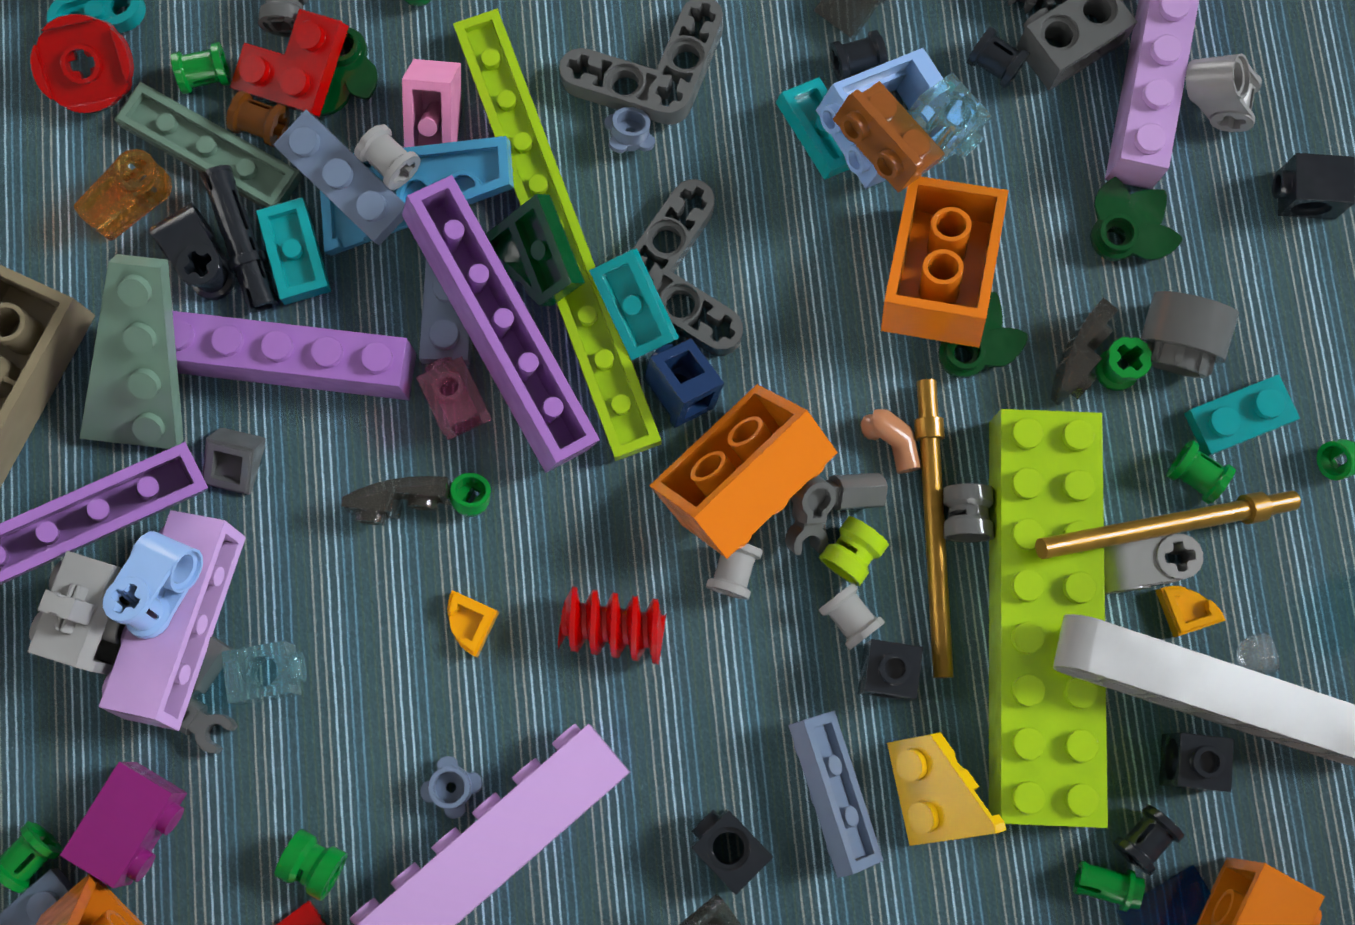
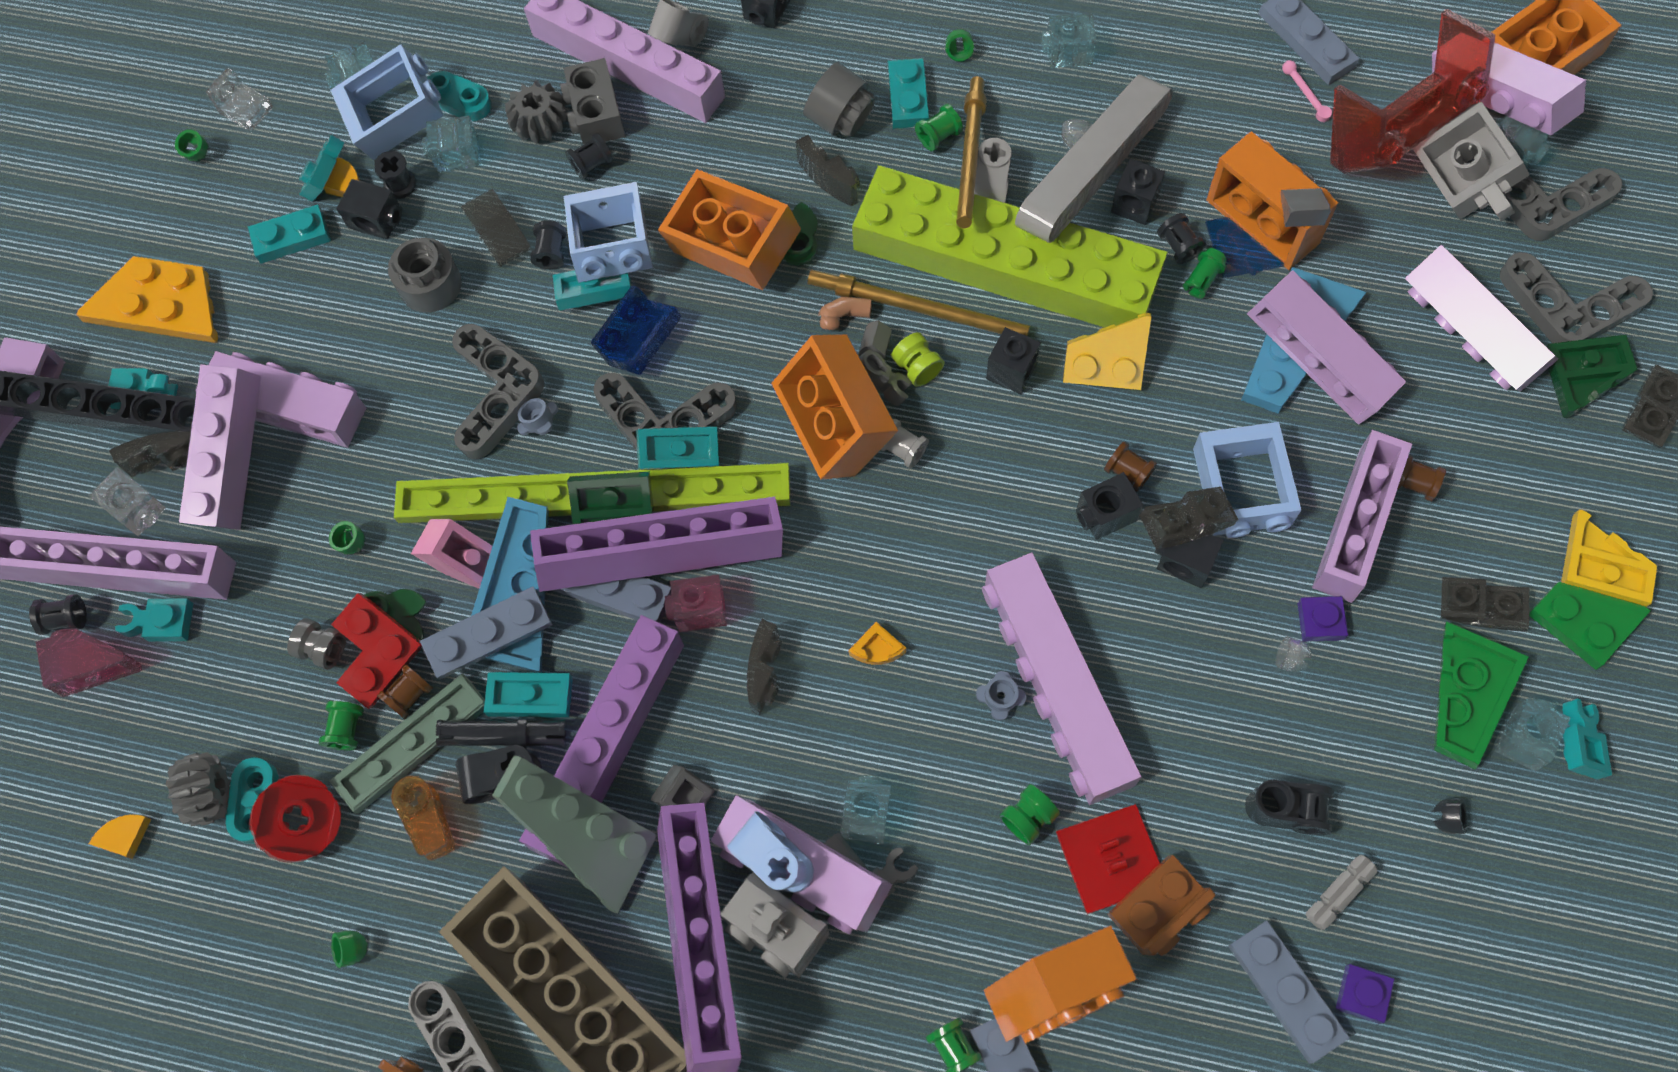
camera: 65 degrees left, 10 degrees down
(125, 825) = (953, 953): magenta brick -> none
(387, 156) = (487, 587): light grey bush -> none
(462, 489) = (783, 605): green hinge -> none
(612, 625) = (914, 536): red piece -> none
(683, 381) = (748, 434): dark blue brick -> none
(776, 200) = (635, 331): none -> clear blue bracket
(795, 862) = (1134, 466): none -> reddish brown bush
(836, 794) = (1089, 425): sand blue plate -> none
(851, 616) = (964, 375): light grey bush -> none
(887, 135) = (627, 228): dark orange bracket -> none
(951, 117) = (630, 189): clear light blue brick -> none
(968, 513) = (916, 277): dark grey wheel -> none
(1135, 220) = (746, 112): dark green plate -> none
(1135, 352) = (845, 142): green bush -> none
(1187, 610) = (1030, 168): light orange tile -> none

